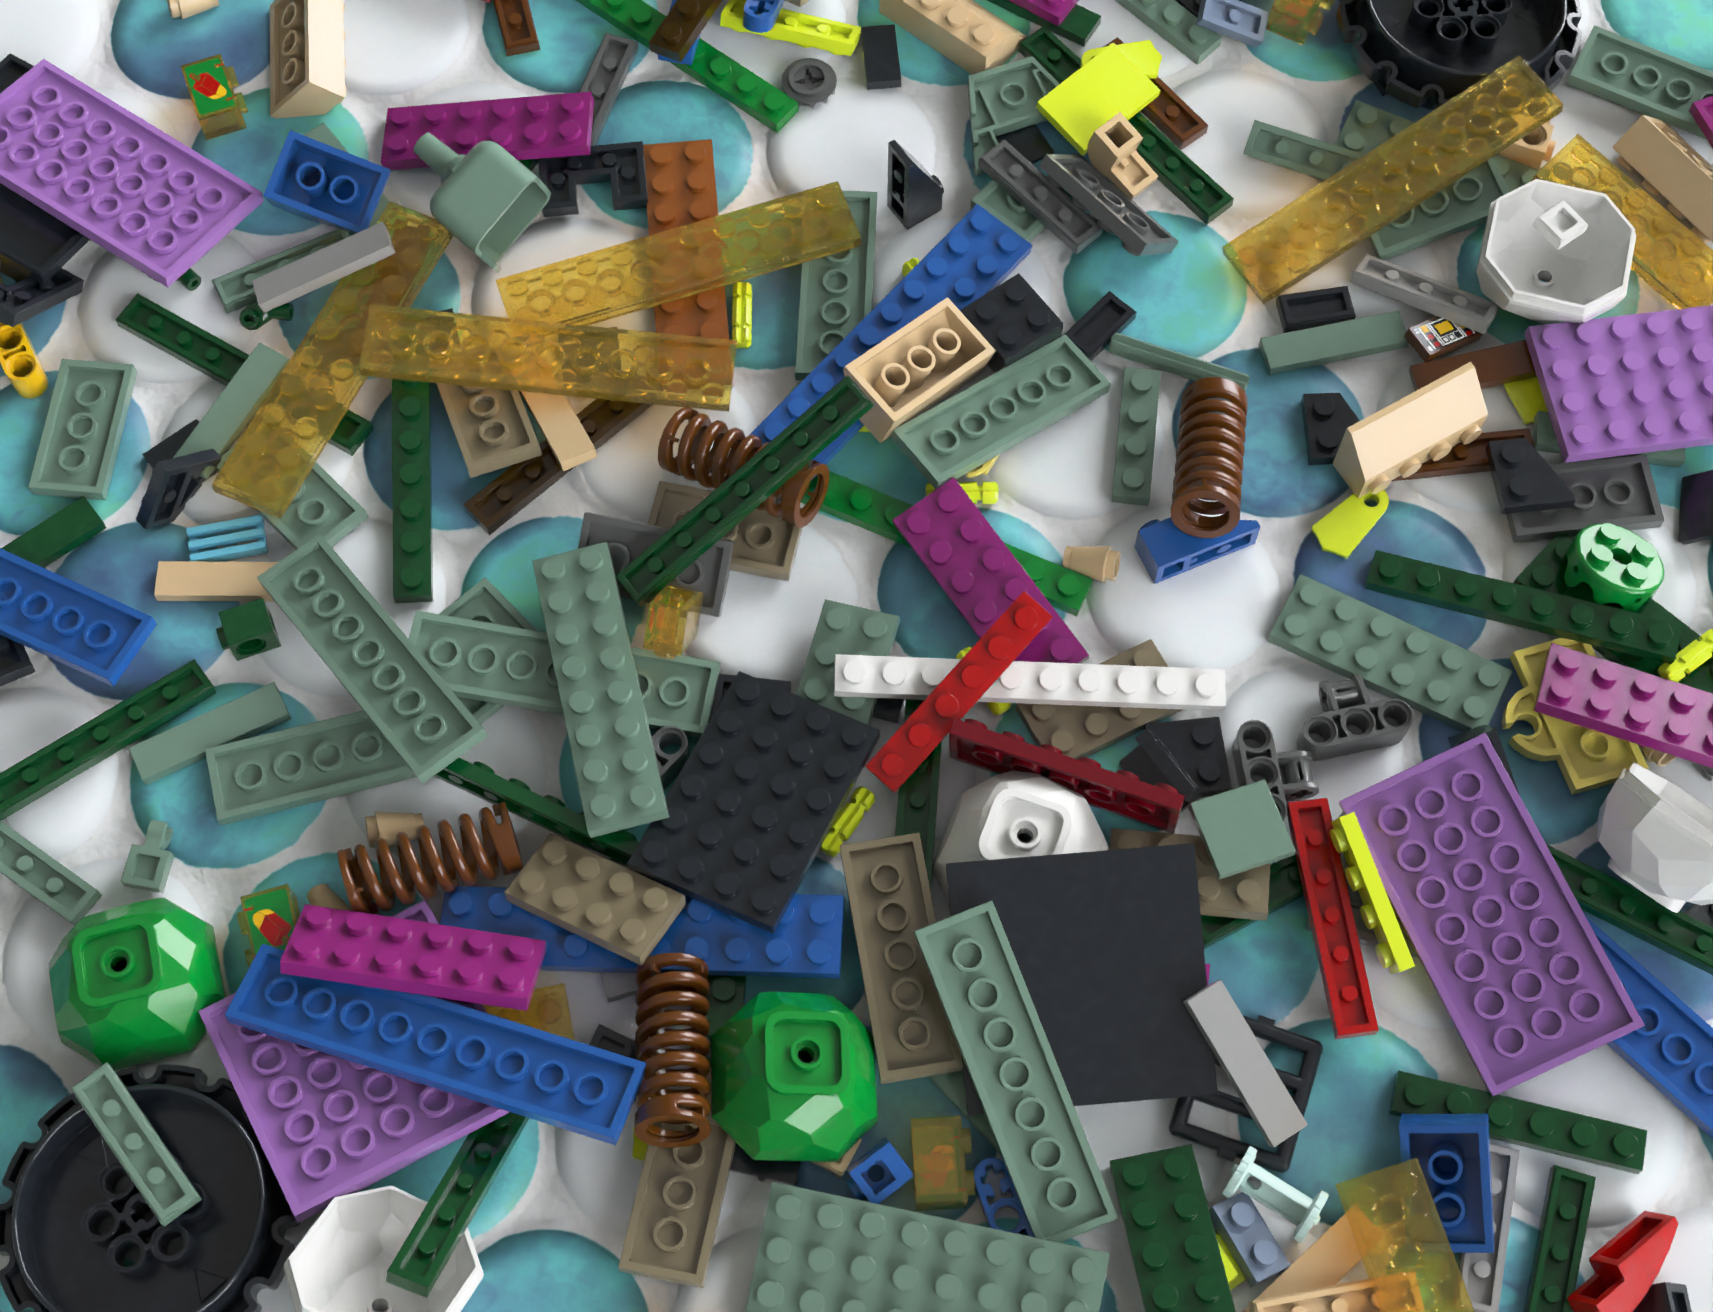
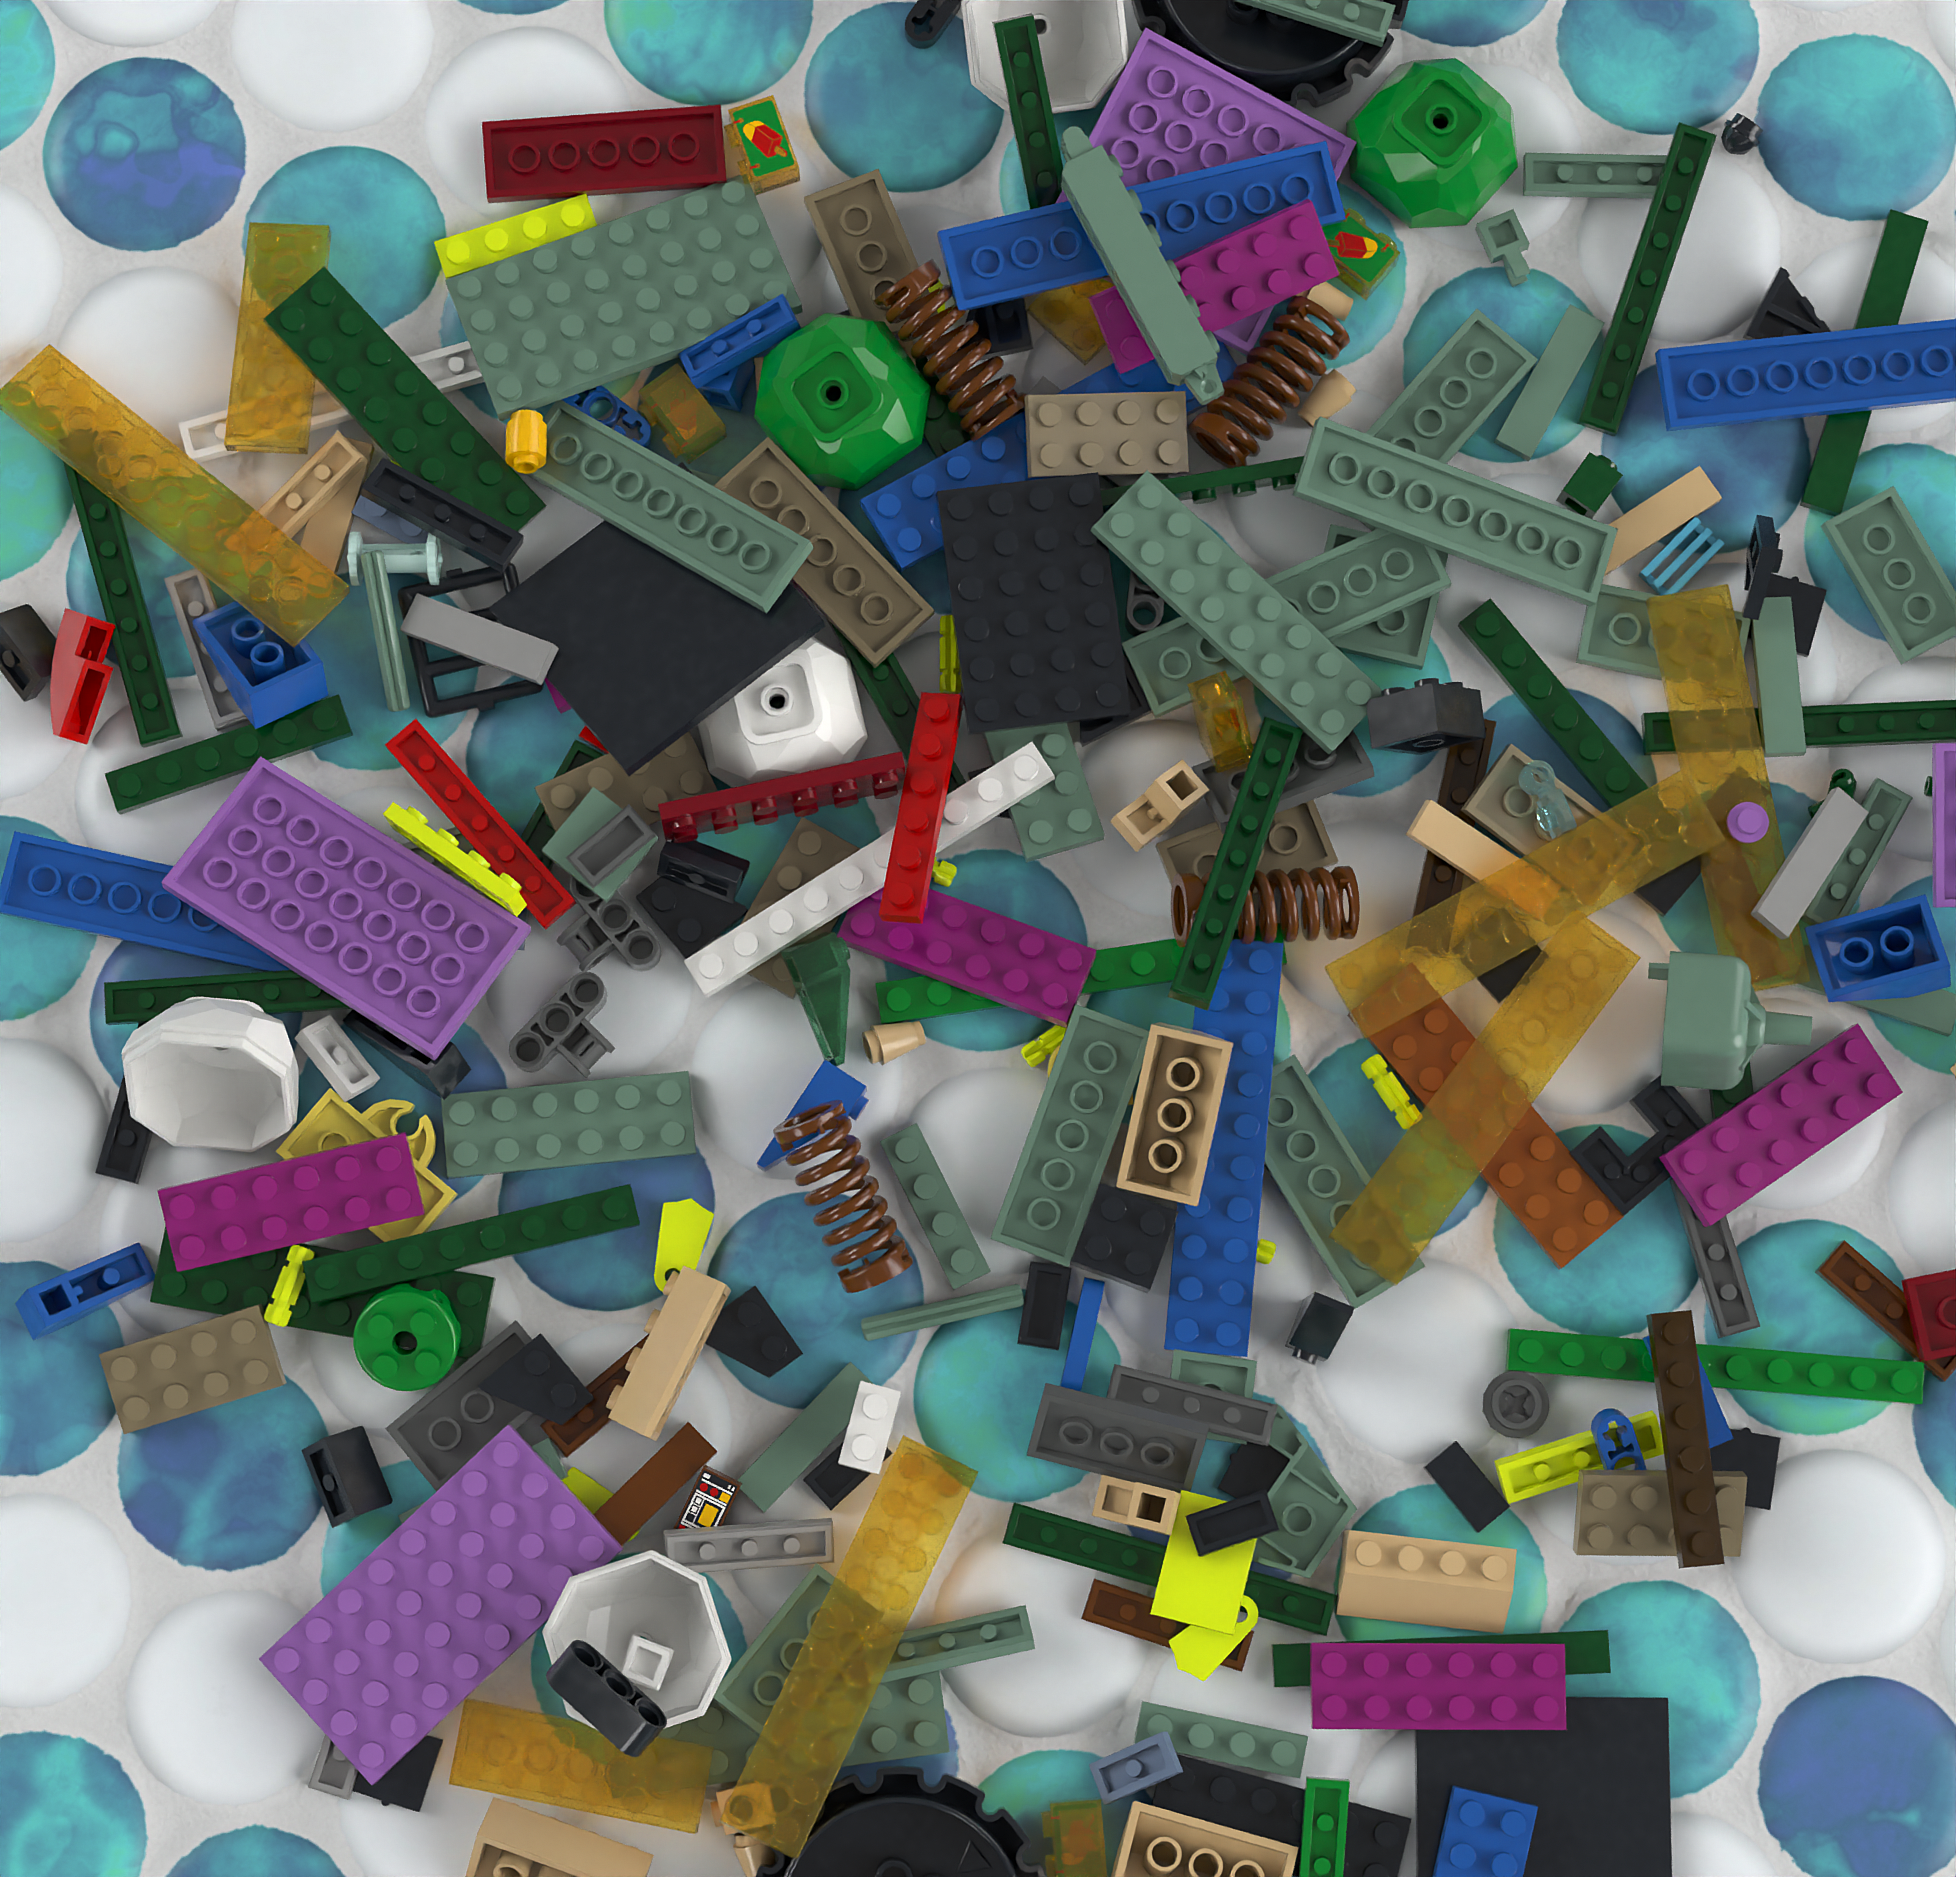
camera: 140 degrees right, 15 degrees up
(344, 311) = (1747, 822): none -> medium lavender plate
(468, 993) = (1138, 267): none -> sand green hinge
(475, 400) = (1553, 808): none -> clear light blue plate
(517, 521) = (1425, 717): none -> black brick
(765, 601) = (1160, 806): none -> tan brick
(849, 1179) = (739, 341): none -> blue tile
(1065, 103) = (1232, 1523): none -> black tile
(1089, 284) = (1082, 1334): none -> blue beam
(1097, 1216) = (526, 441): none -> yellow brick
(1124, 620) = (823, 984): none -> clear green slope
(1215, 1193) = (442, 515): none -> black plate
(1236, 812) = (611, 846): none -> dark grey tile
(1287, 306) = (869, 1428): none -> white brick
(1320, 1133) = (385, 630): none -> sand green axle
(1557, 809) = (337, 1058): none -> white plate
(1607, 210) = (606, 1698): none -> black beam

